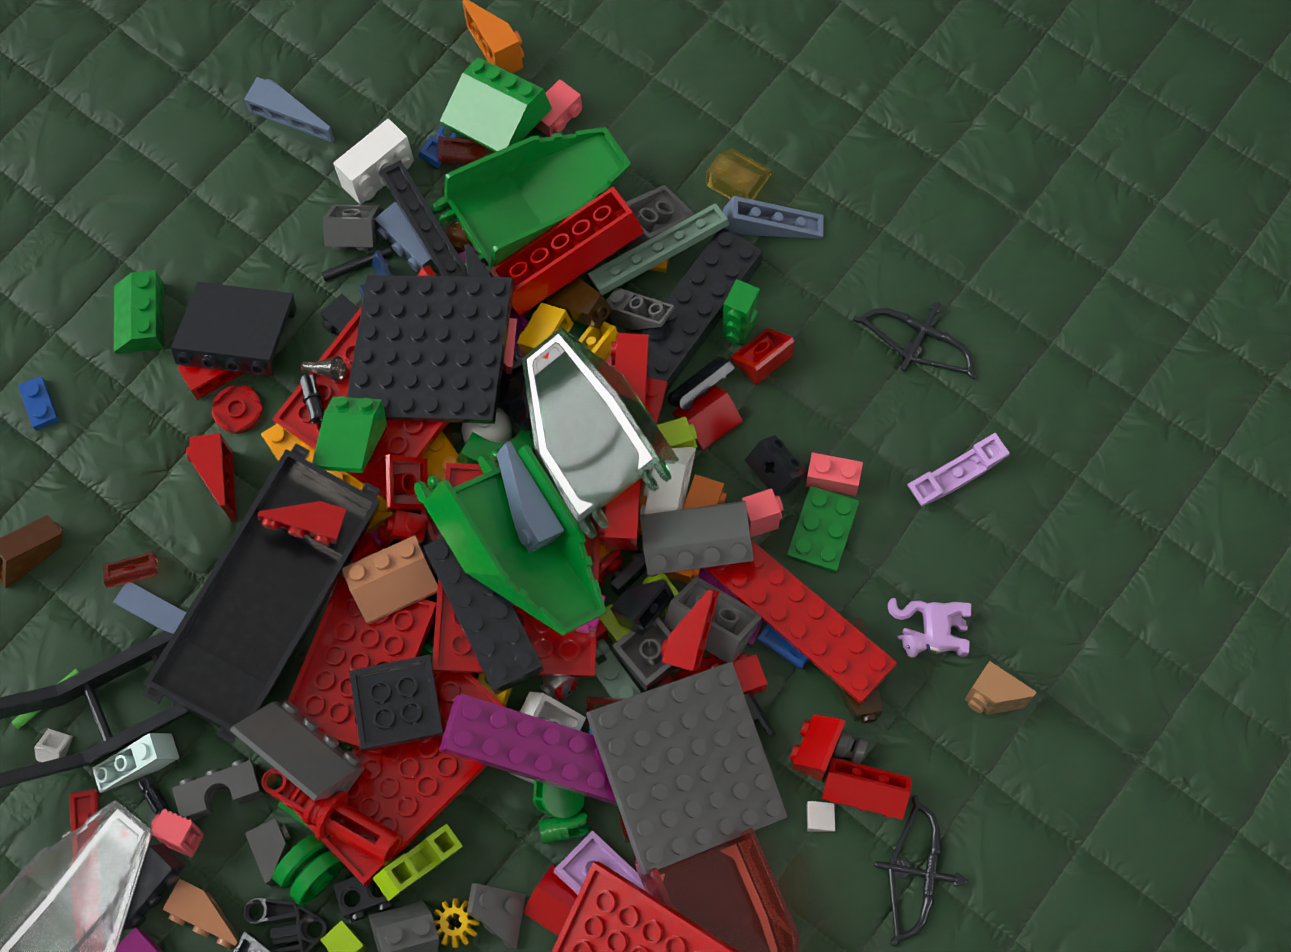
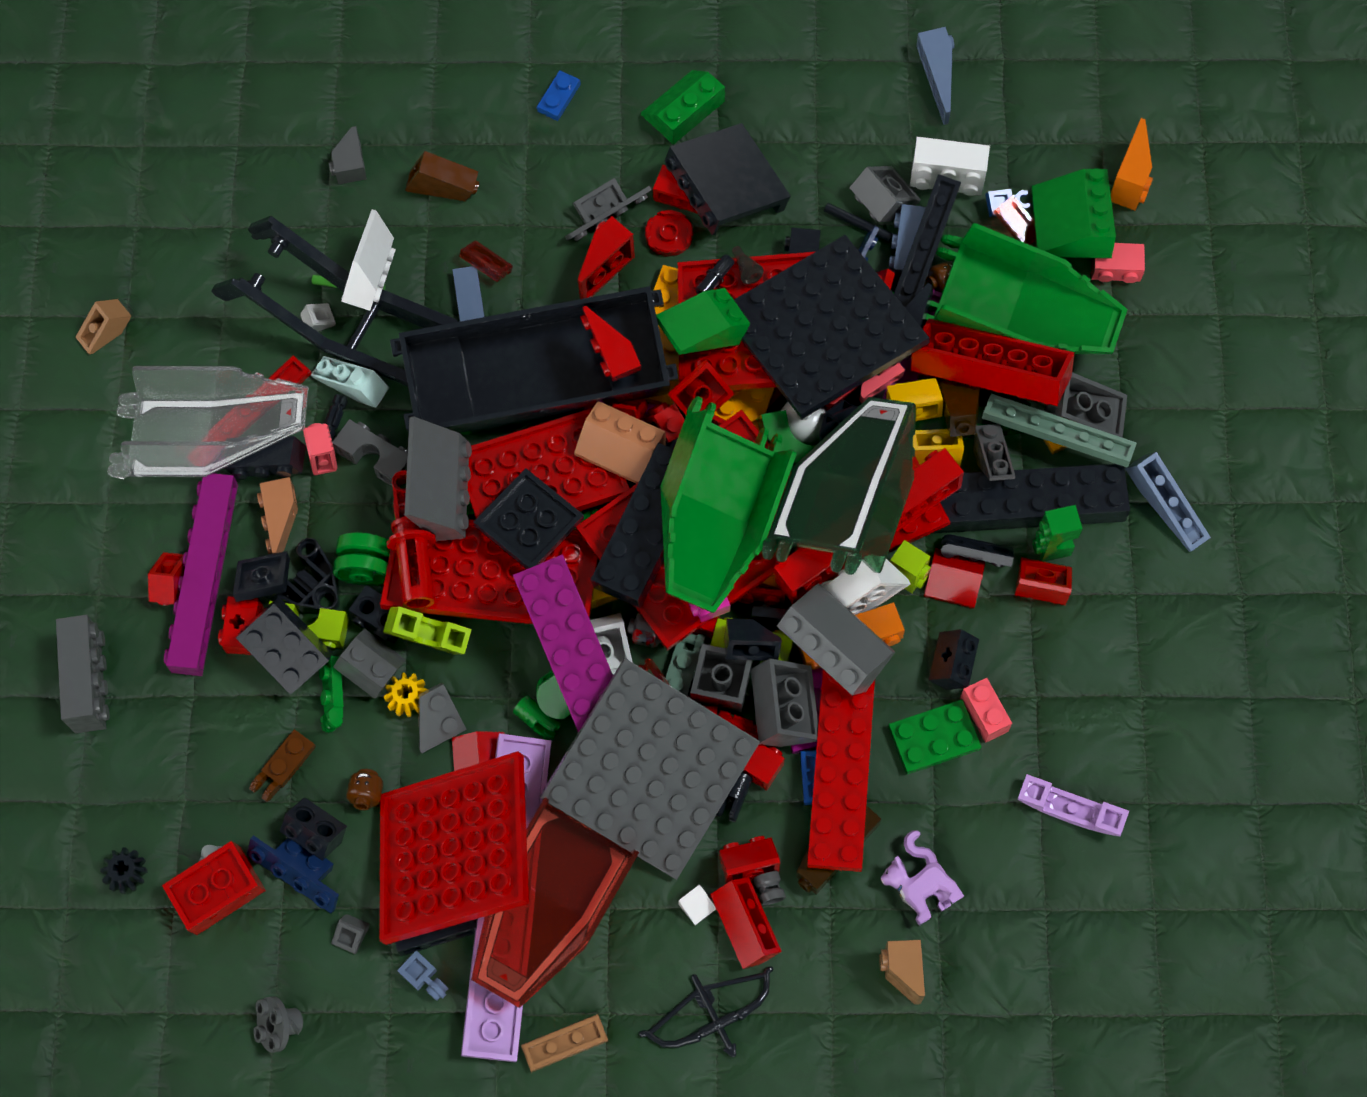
camera: 50 degrees right, 0 degrees up
(51, 665) = (370, 264): none -> white slope
(165, 441) = (601, 203): none -> dark grey bracket
(269, 846) = (361, 517): dark grey slope -> none
(529, 509) = (746, 503): sand blue slope -> none
(689, 638) = (749, 693): red slope -> none
(736, 175) = (1185, 443): clear yellow slope -> none
(763, 512) = (904, 676): coral brick -> none
(914, 349) = (1152, 695): black piece -> none

